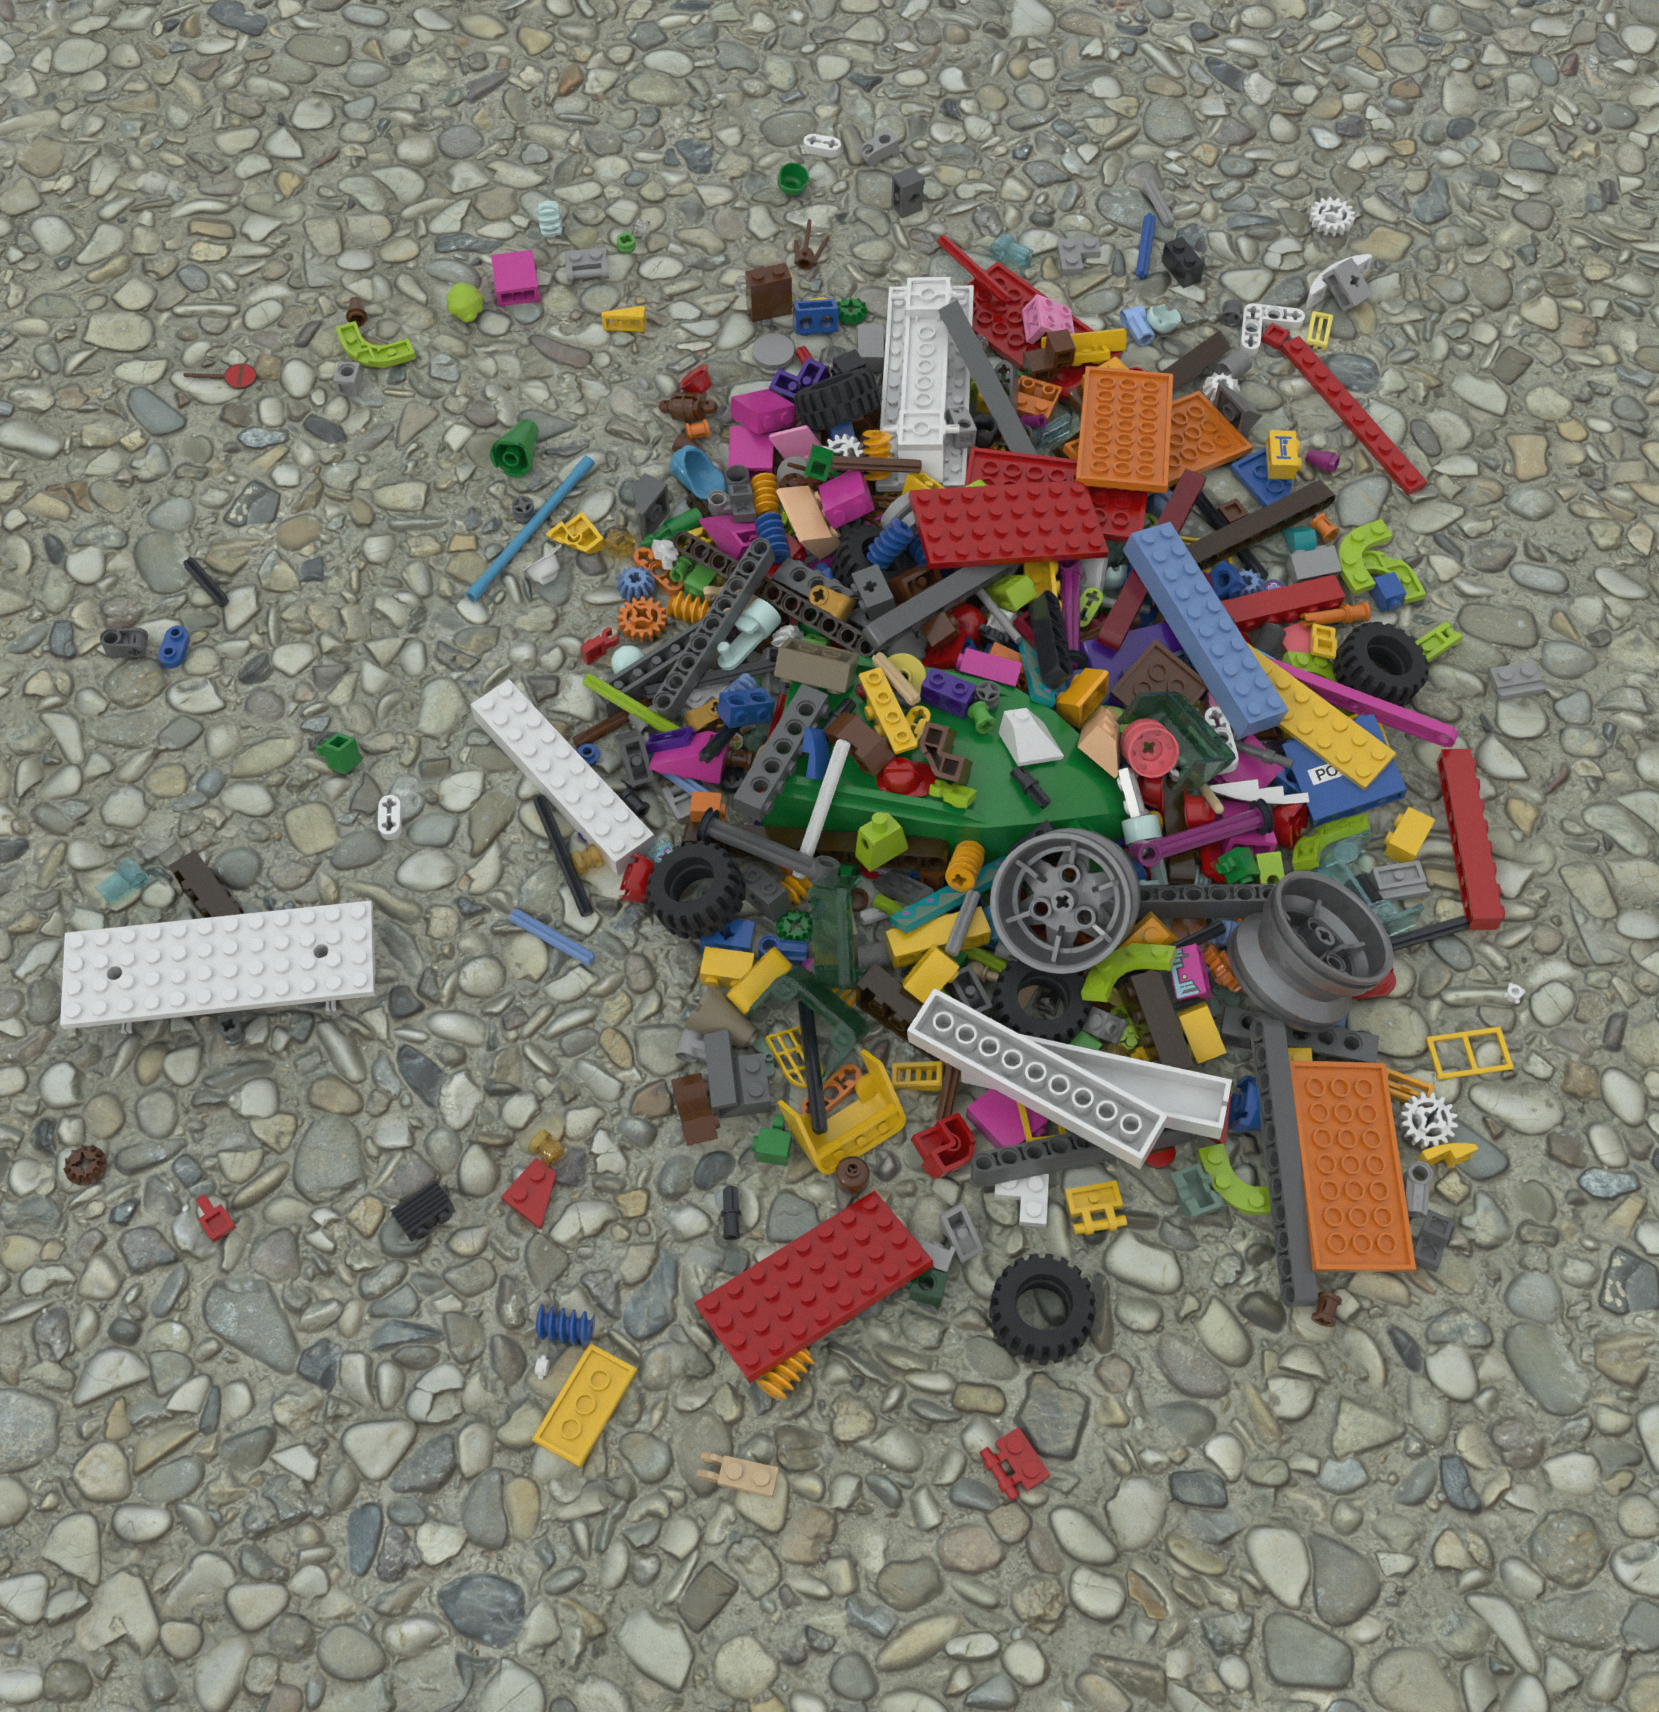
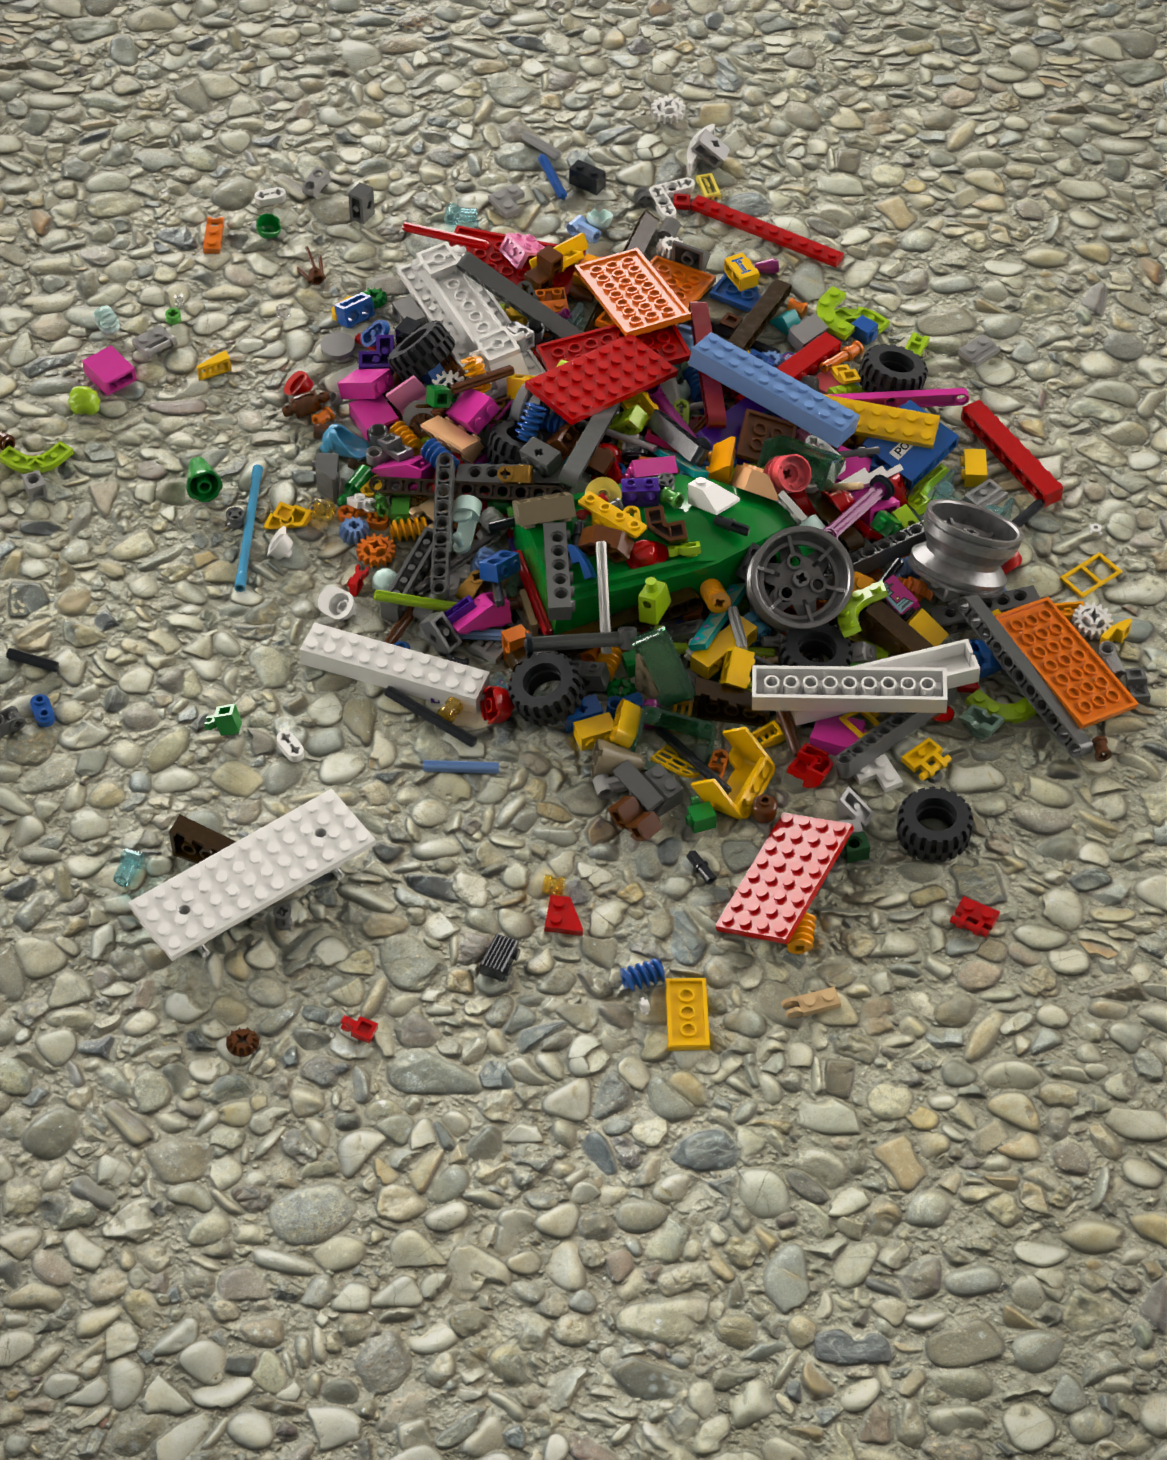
camera: 30 degrees left, 10 degrees down
(554, 666) = (337, 603): none -> white piece
(733, 166) = (213, 235): none -> orange plate
(768, 292) = (311, 306): reddish brown brick -> none
(816, 351) = (379, 327): none -> blue plate
(896, 679) = (606, 495): tan axle -> none

